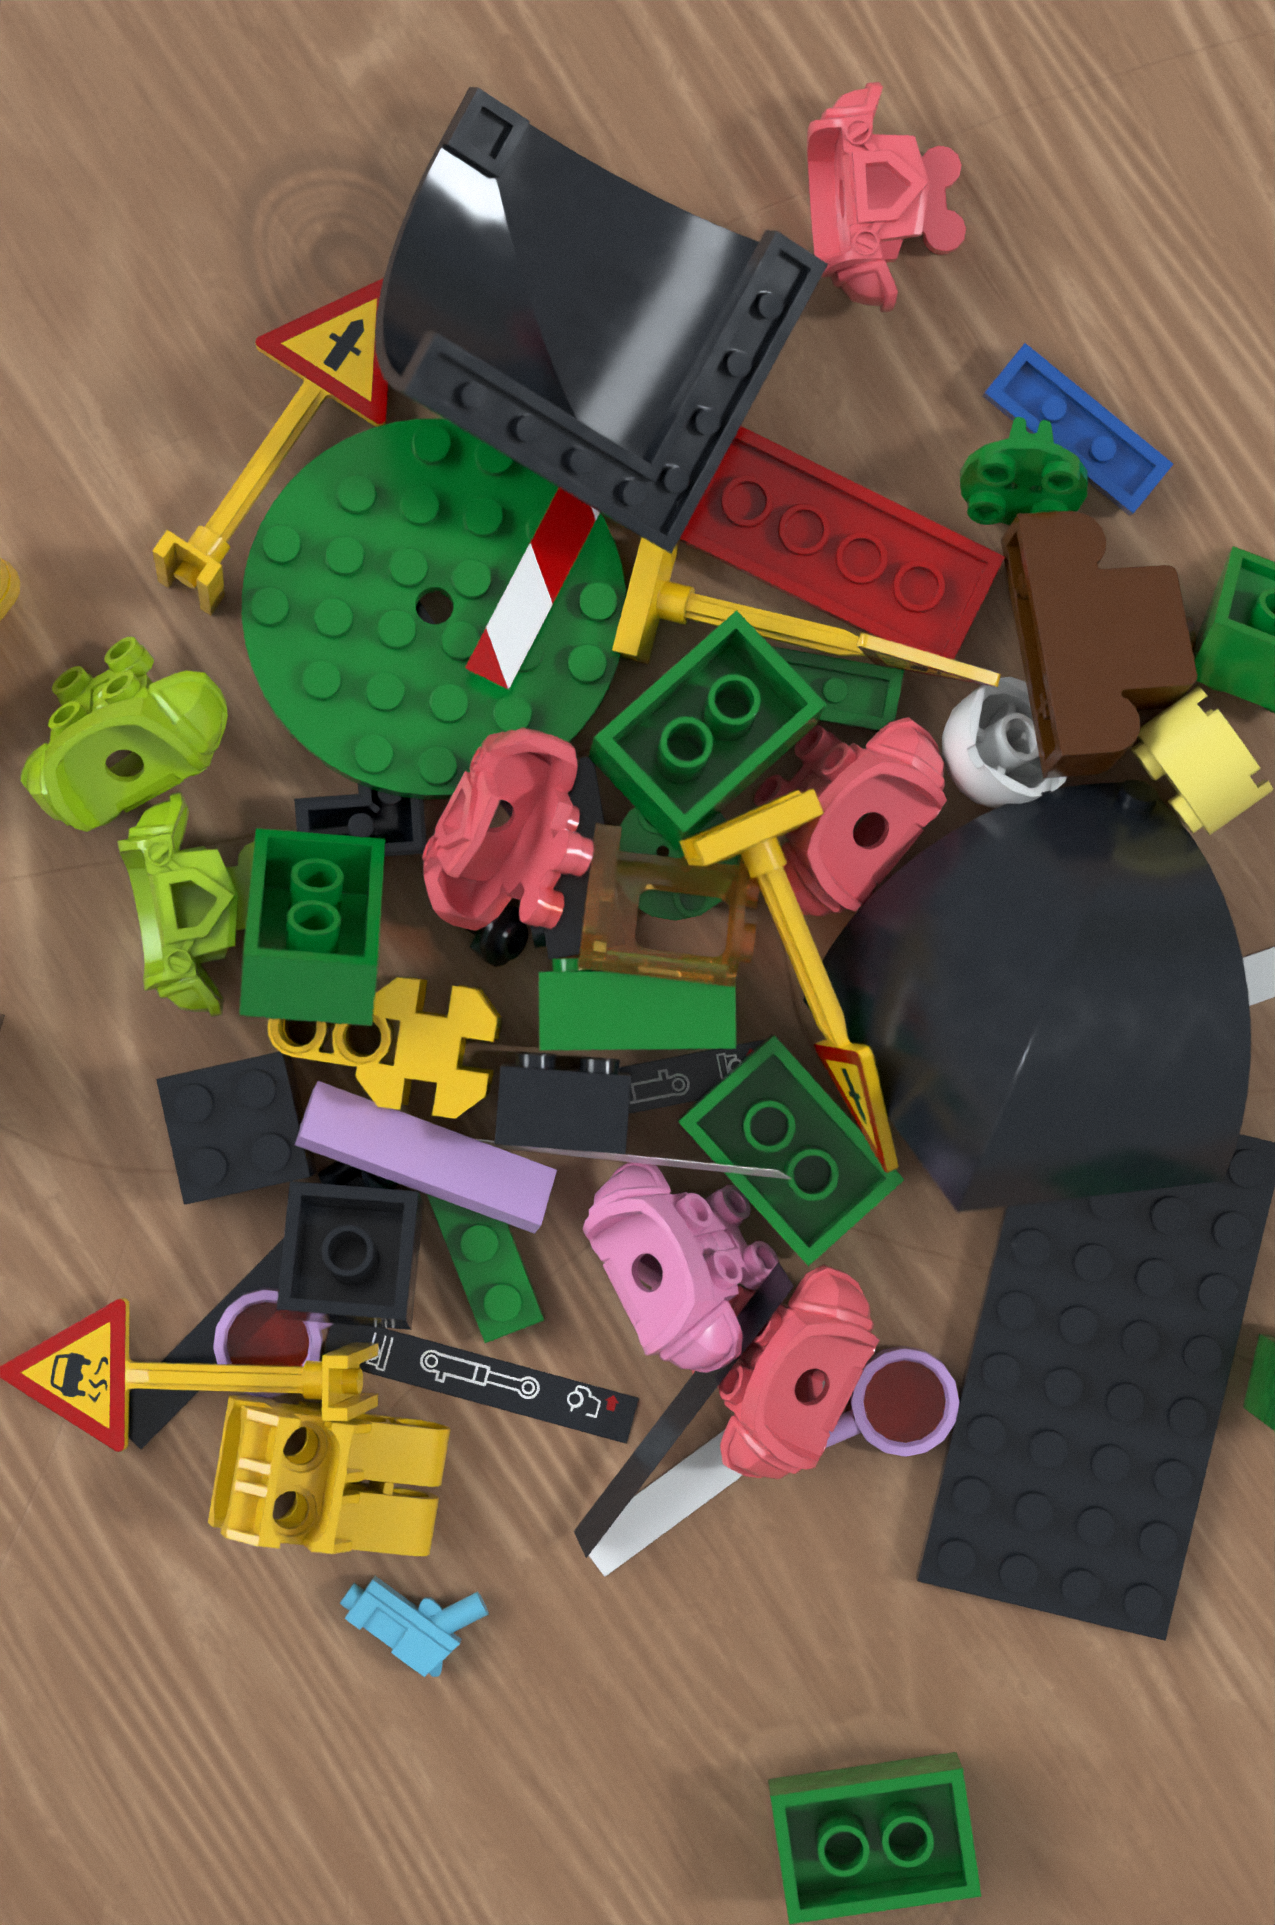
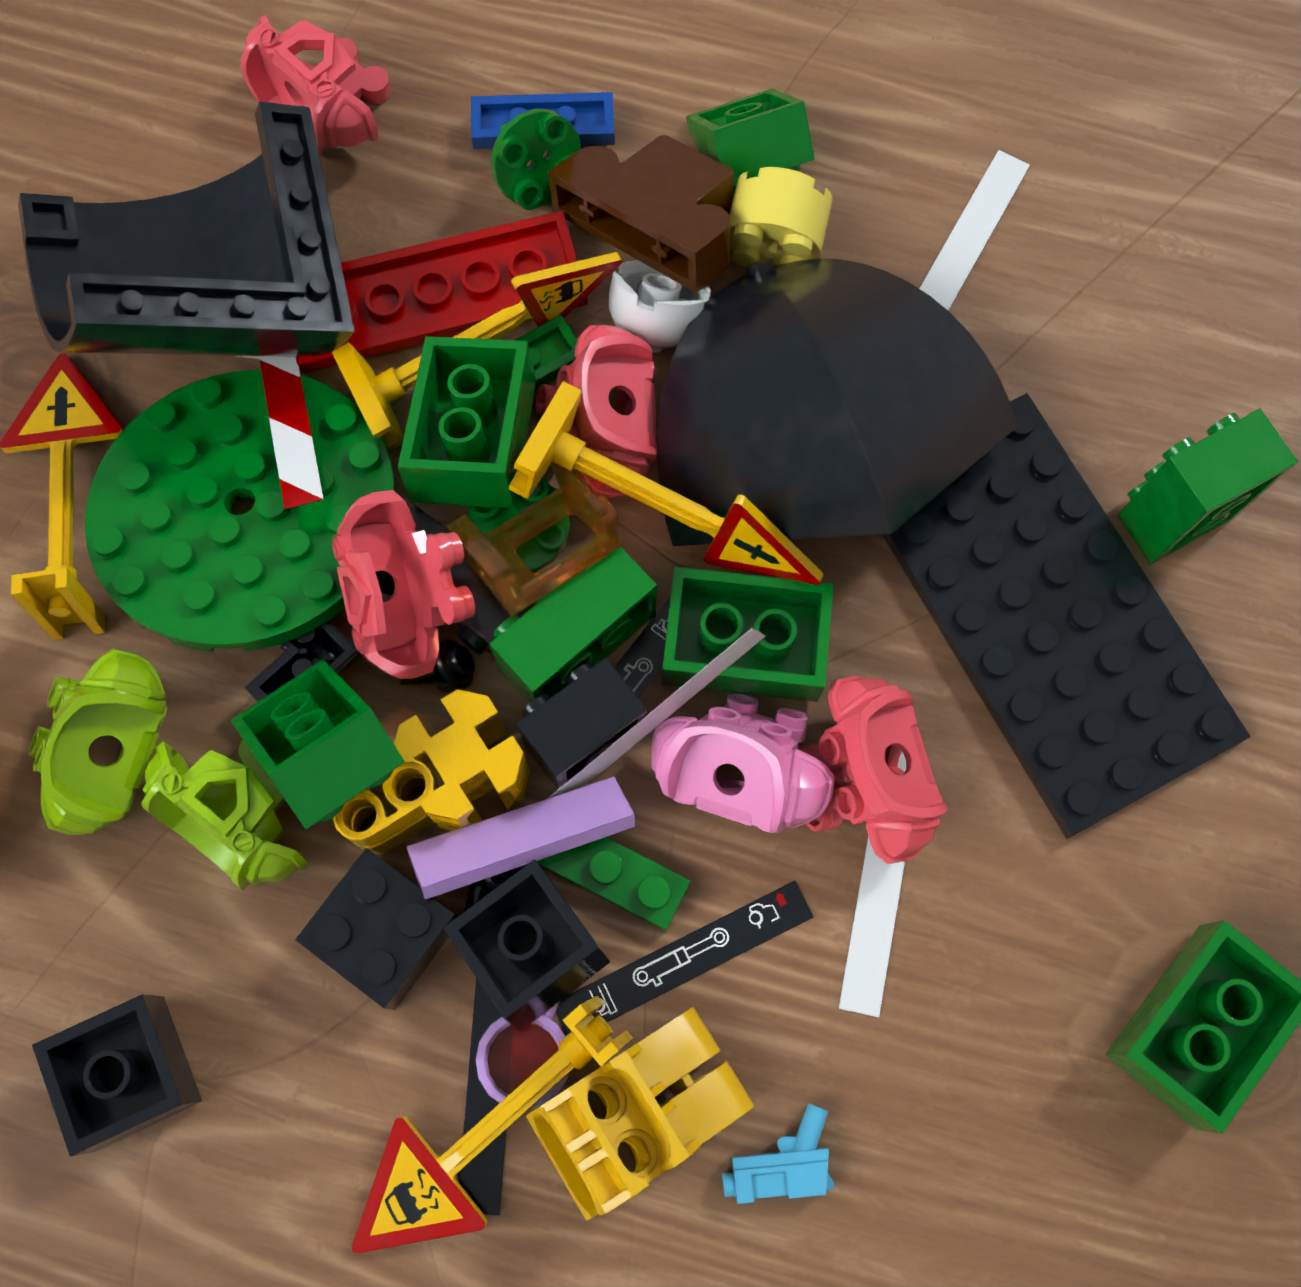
camera: 45 degrees left, 15 degrees down
(677, 1417) = (832, 867): black sticker -> none
(901, 1403) = (959, 734): piece -> none

